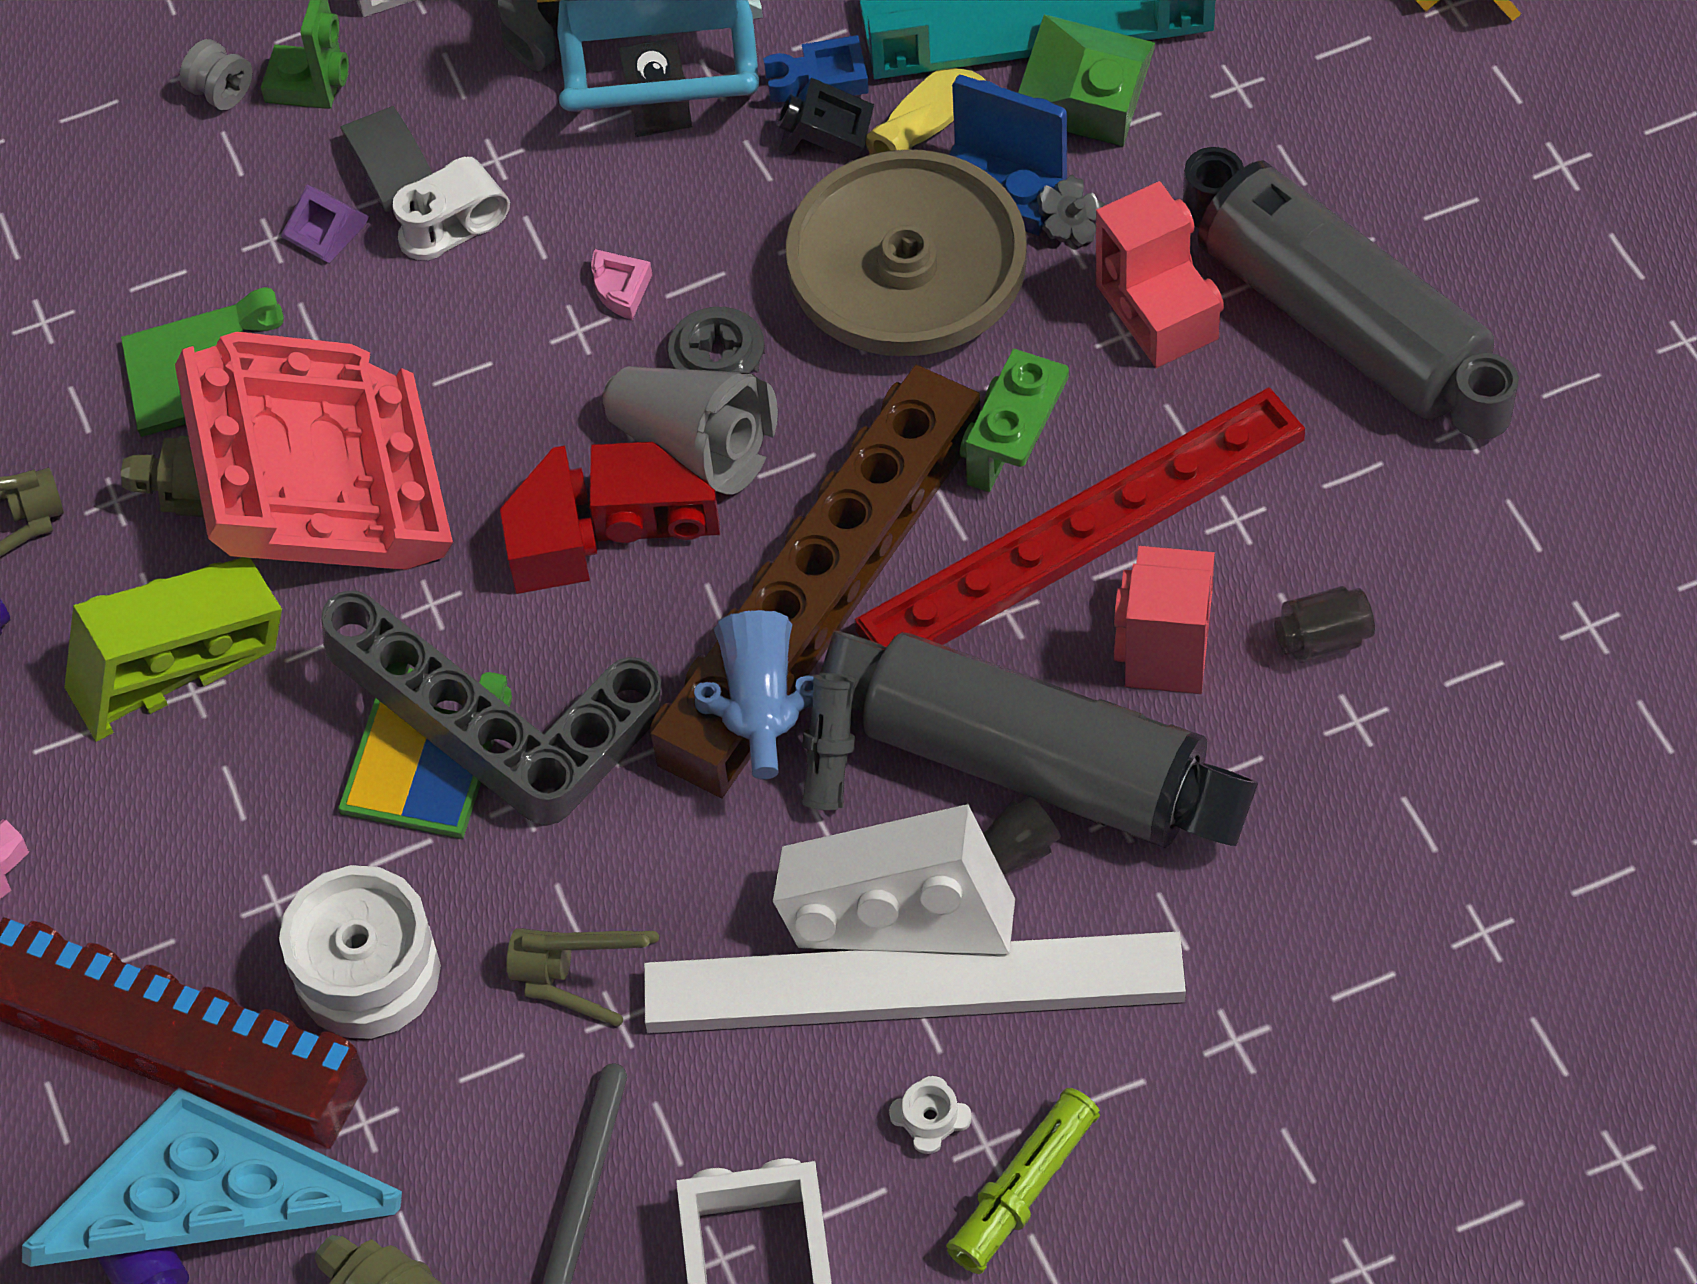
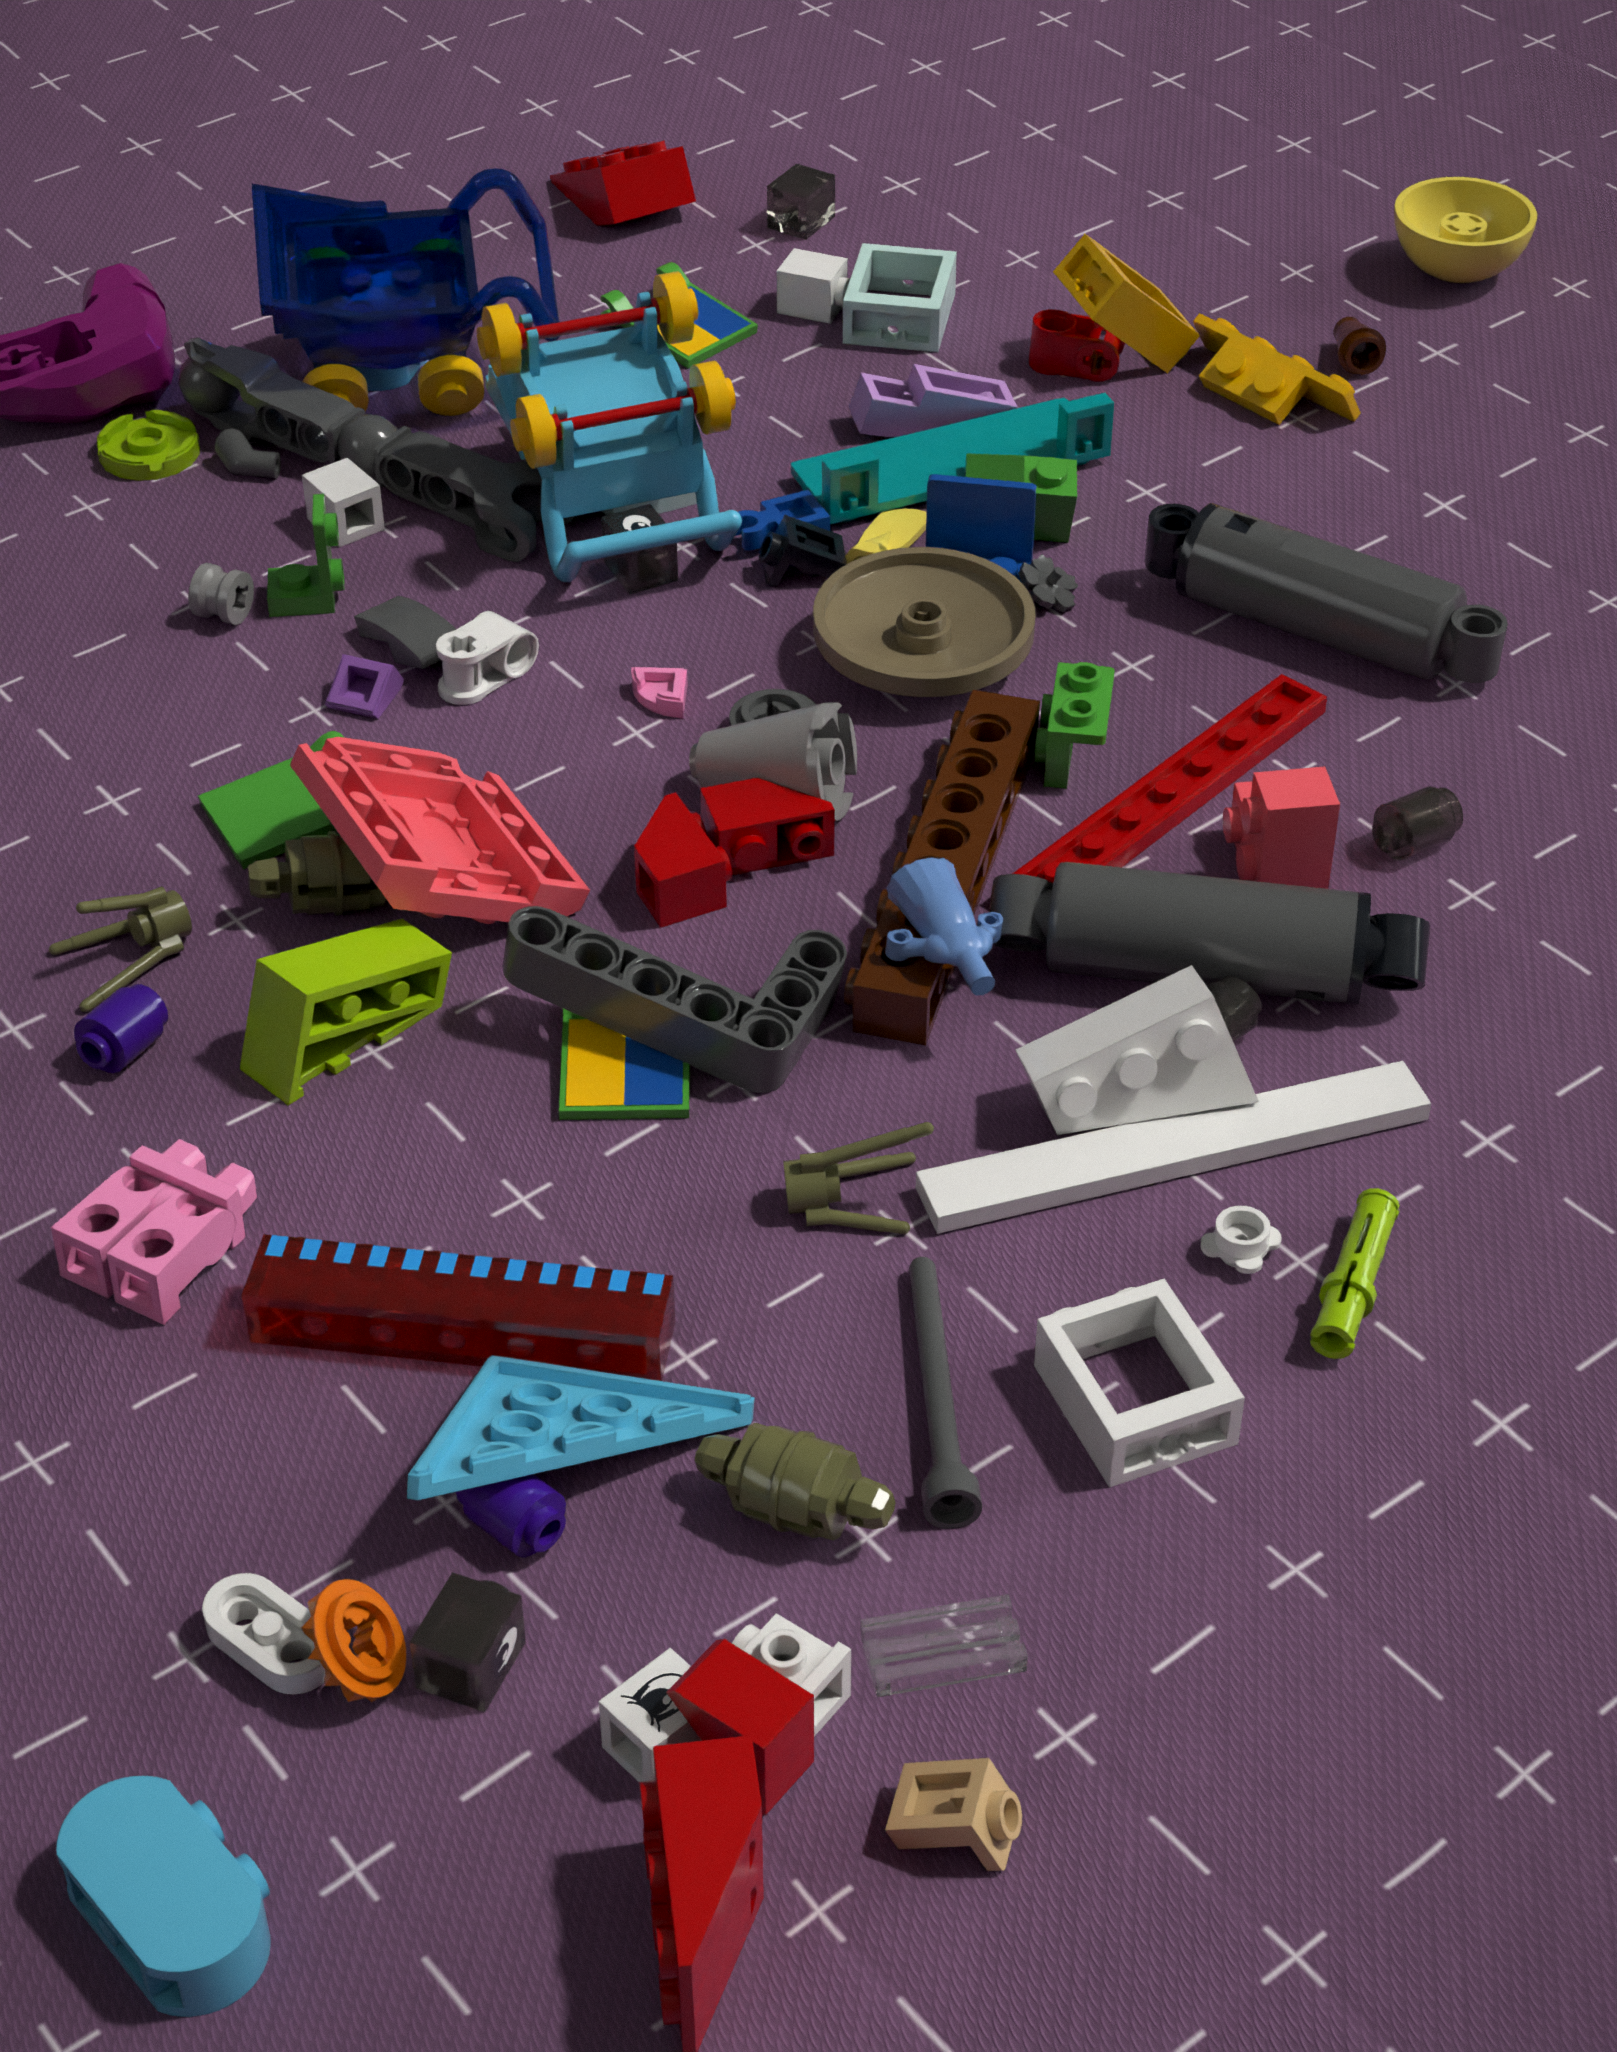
camera: 20 degrees left, 15 degrees down
(360, 951) = (640, 1198): white wheel -> none
(828, 741) = (1021, 965): dark grey pin -> none
(1151, 277) = (1142, 607): coral brick -> none

